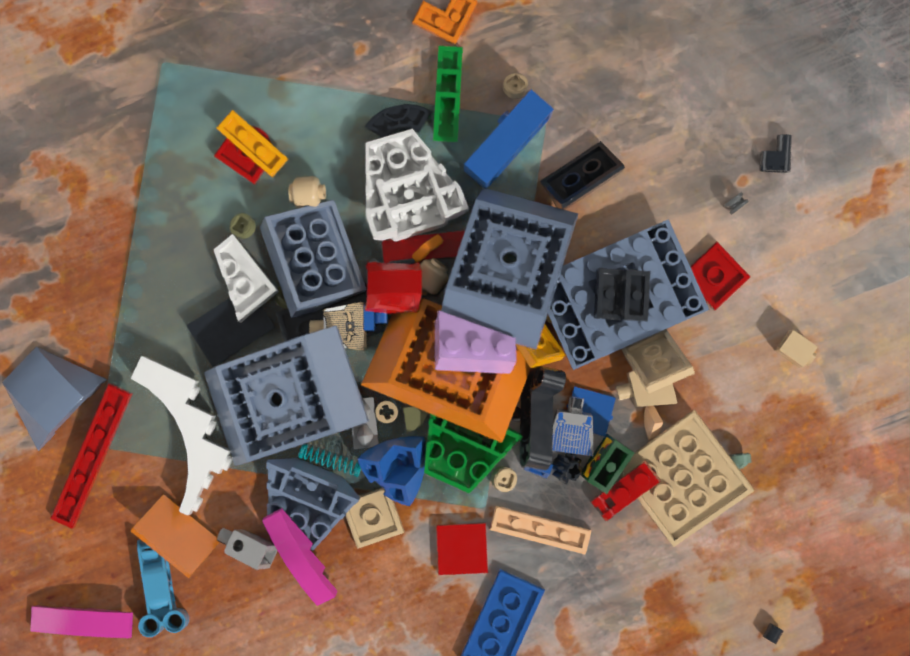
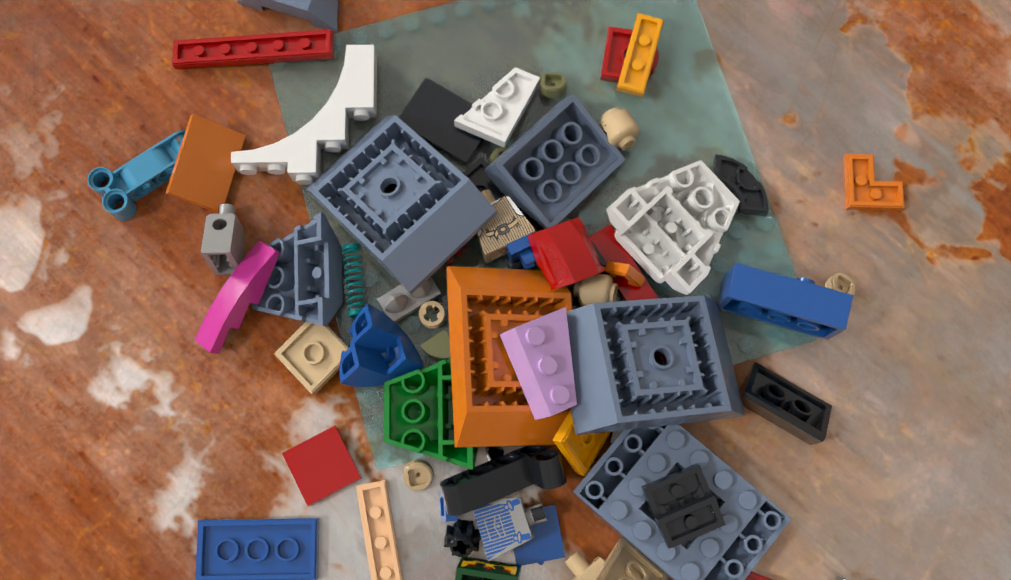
camera: 65 degrees right, 10 degrees down
(81, 622) = (80, 116): dark pink slope -> none
(447, 94) = (793, 221): green slope -> none

